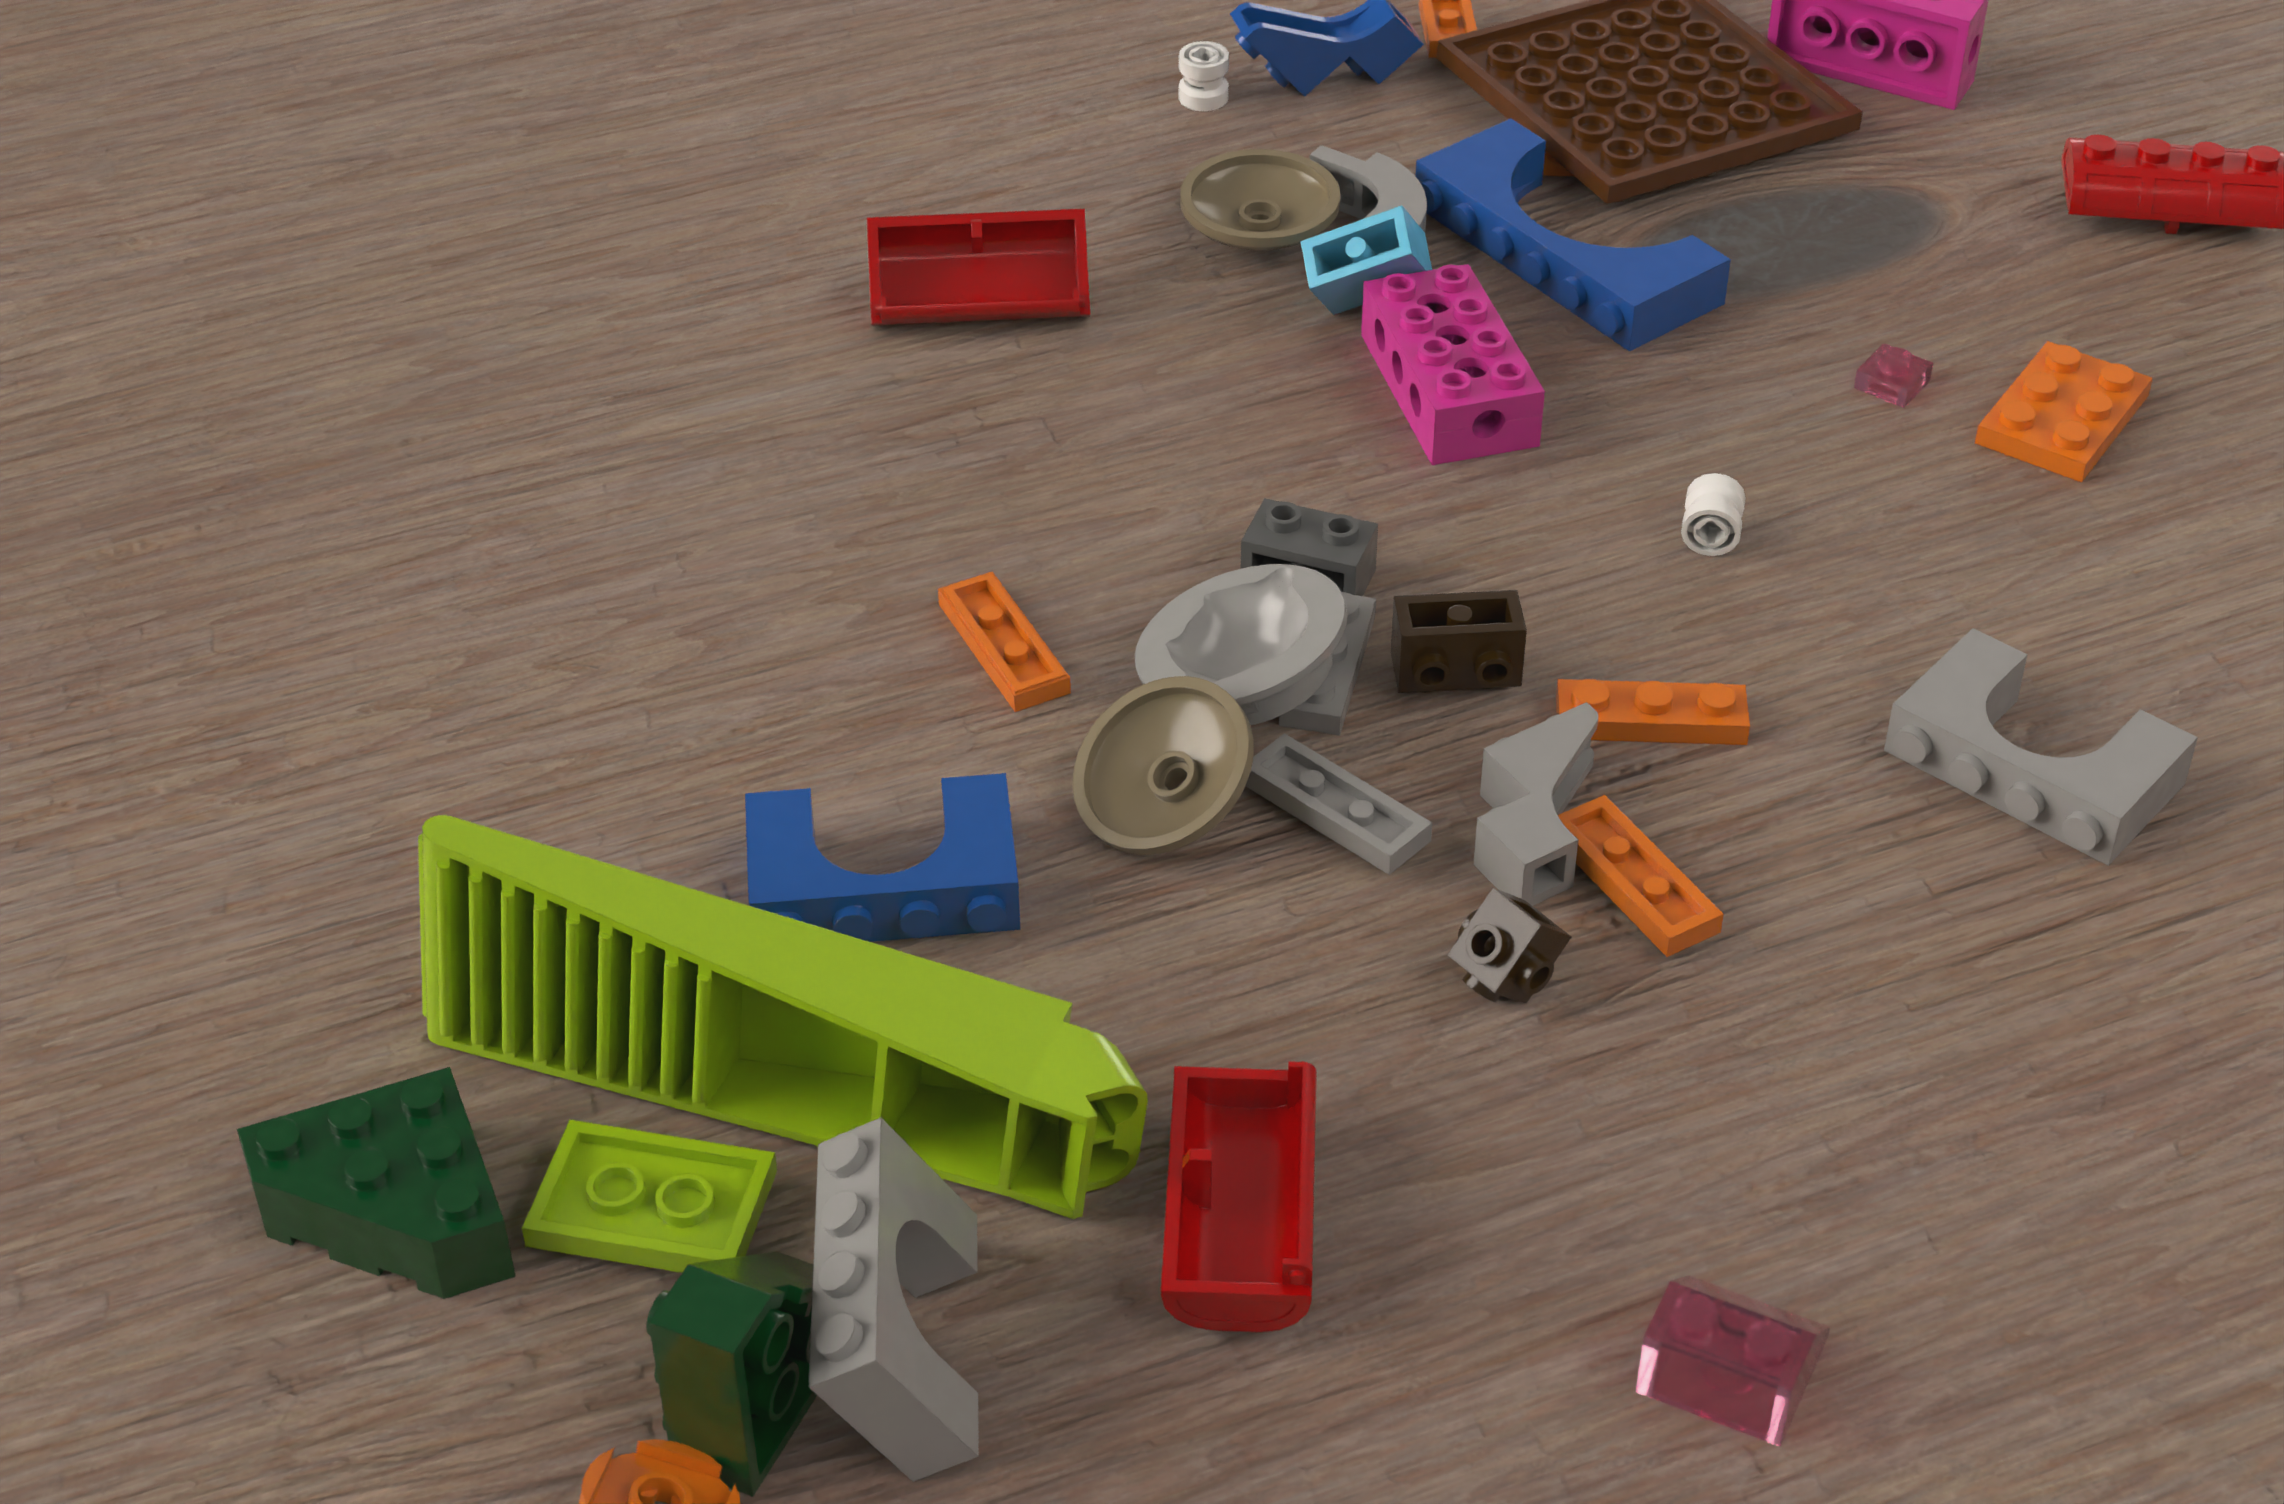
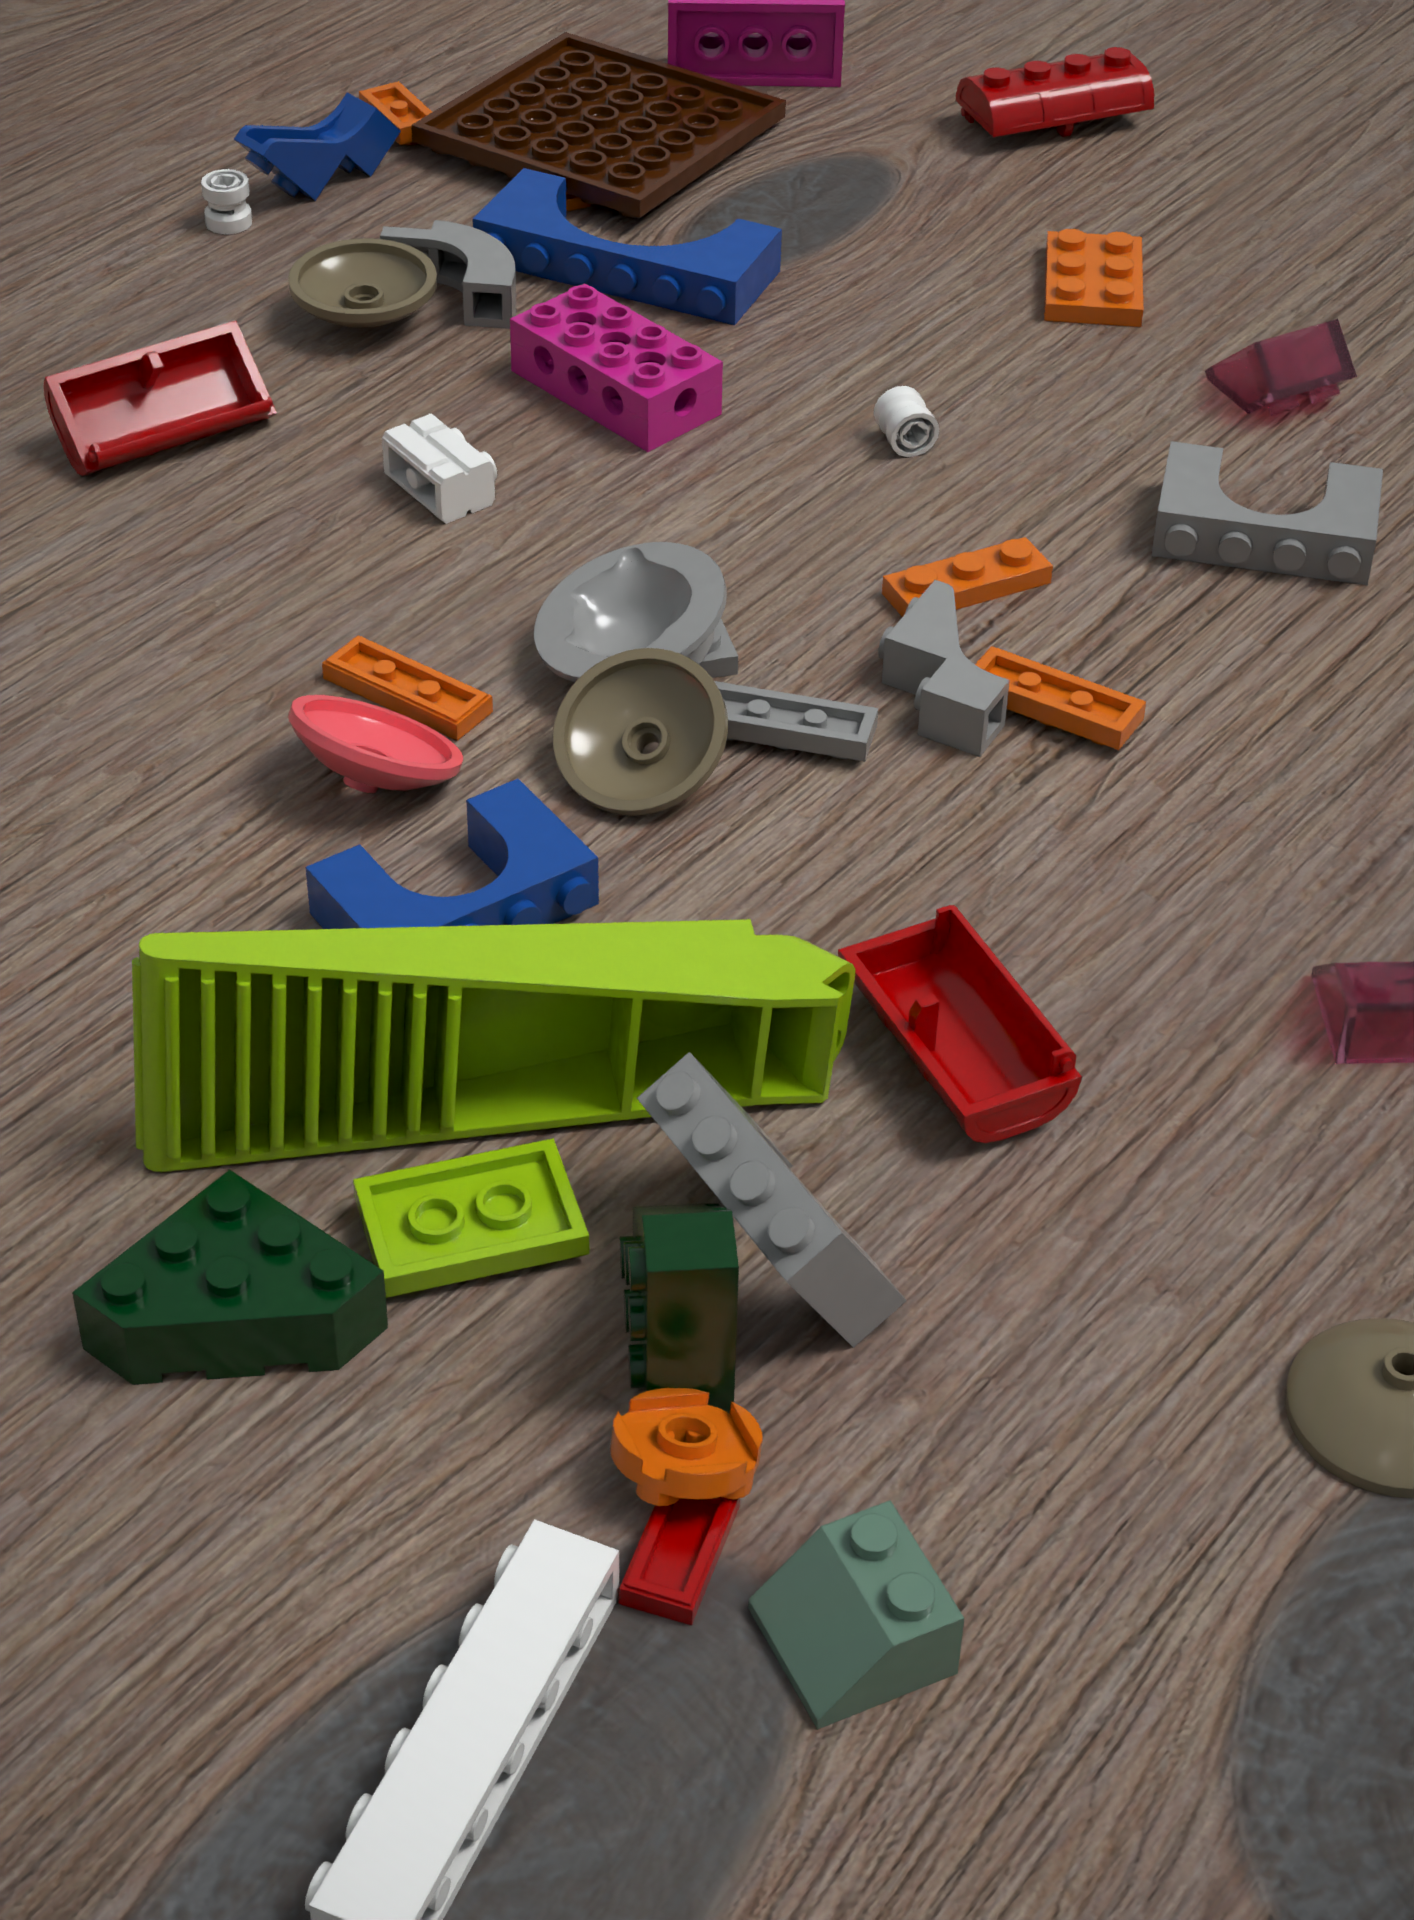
camera: 30 degrees left, 0 degrees up
(908, 686) = (373, 744): none -> coral dish
(1197, 420) = (439, 468): none -> white brick
(1313, 539) = (599, 528): dark grey brick -> none
(1360, 252) = (486, 301): medium azure brick -> none
(1458, 641) = (795, 567): dark brown brick -> none
(1508, 948) = (1003, 759): dark brown brick -> none
(1893, 375) = (951, 286): clear pink plate -> none
(2192, 584) = (1285, 369): none -> clear pink slope

